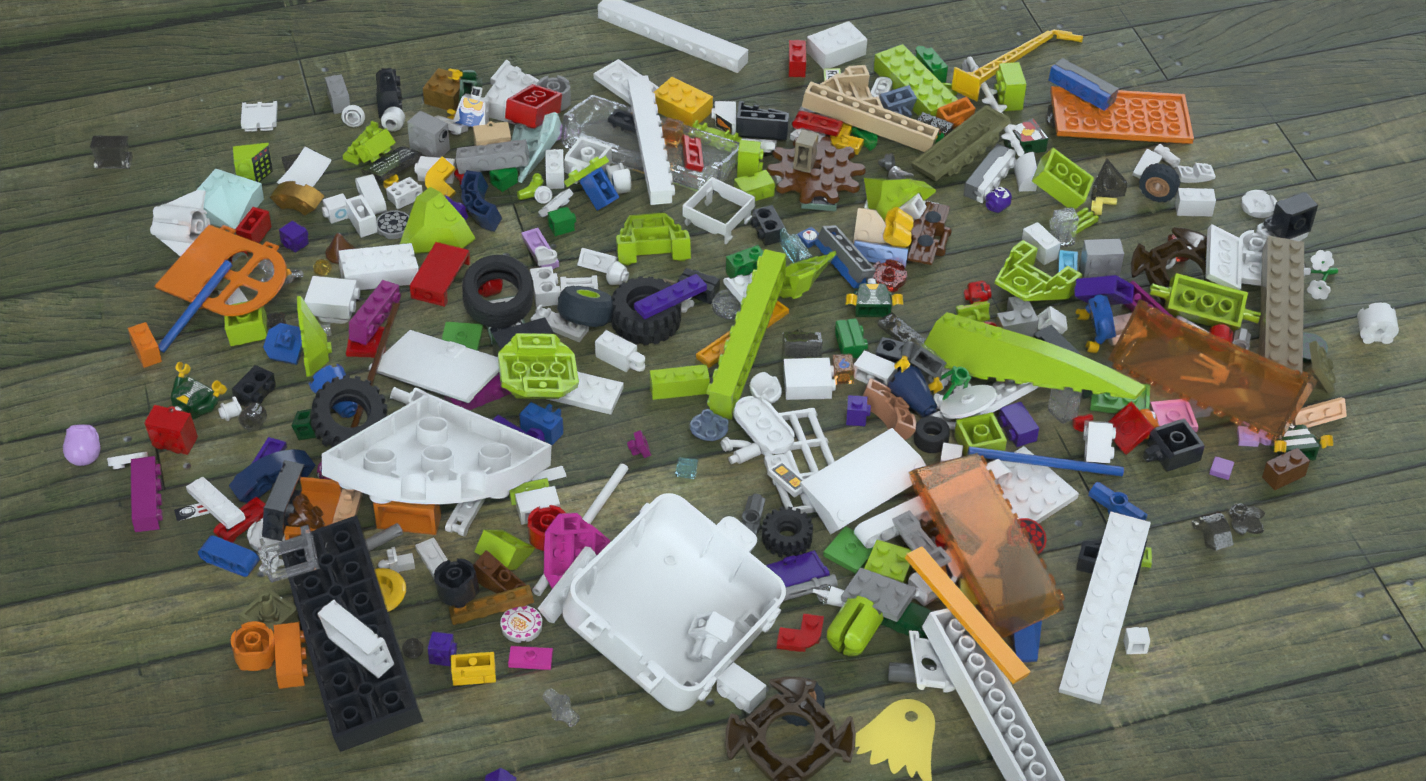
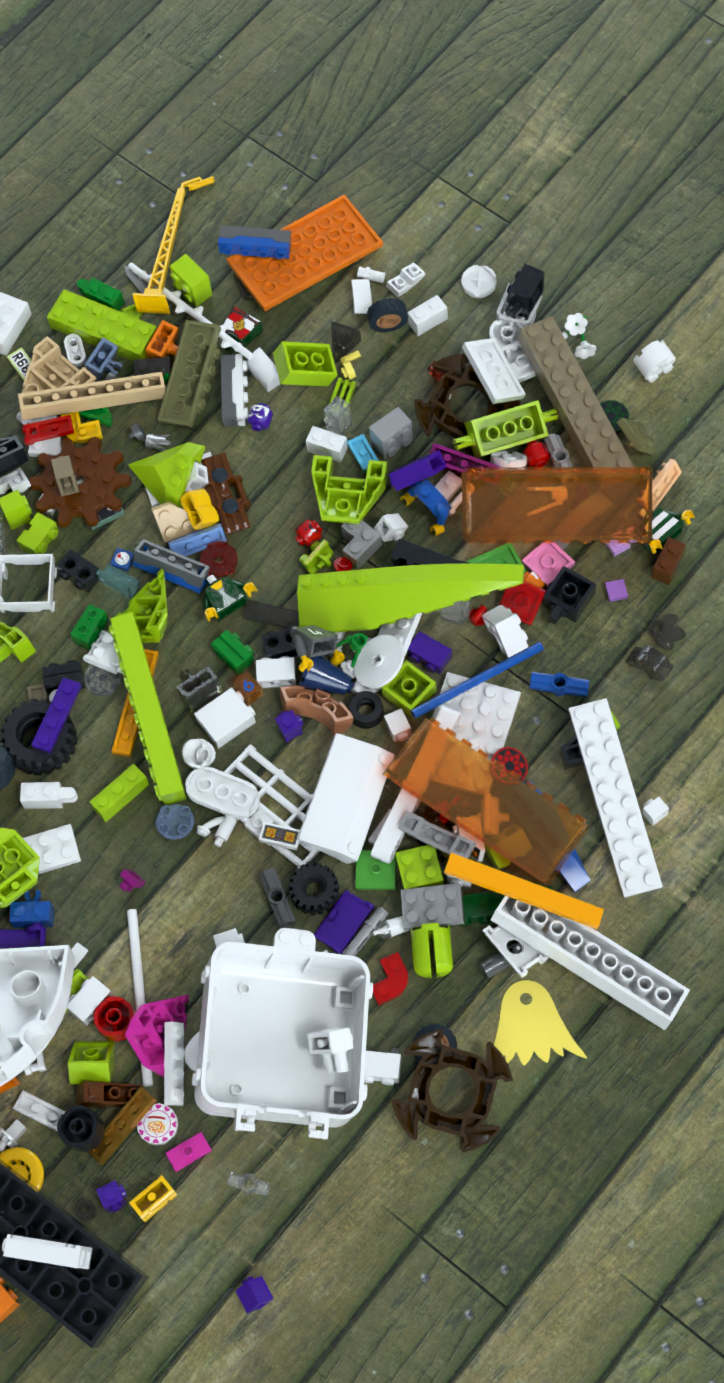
camera: 25 degrees left, 20 degrees up
(686, 467) = (185, 876): clear light blue tile -> none

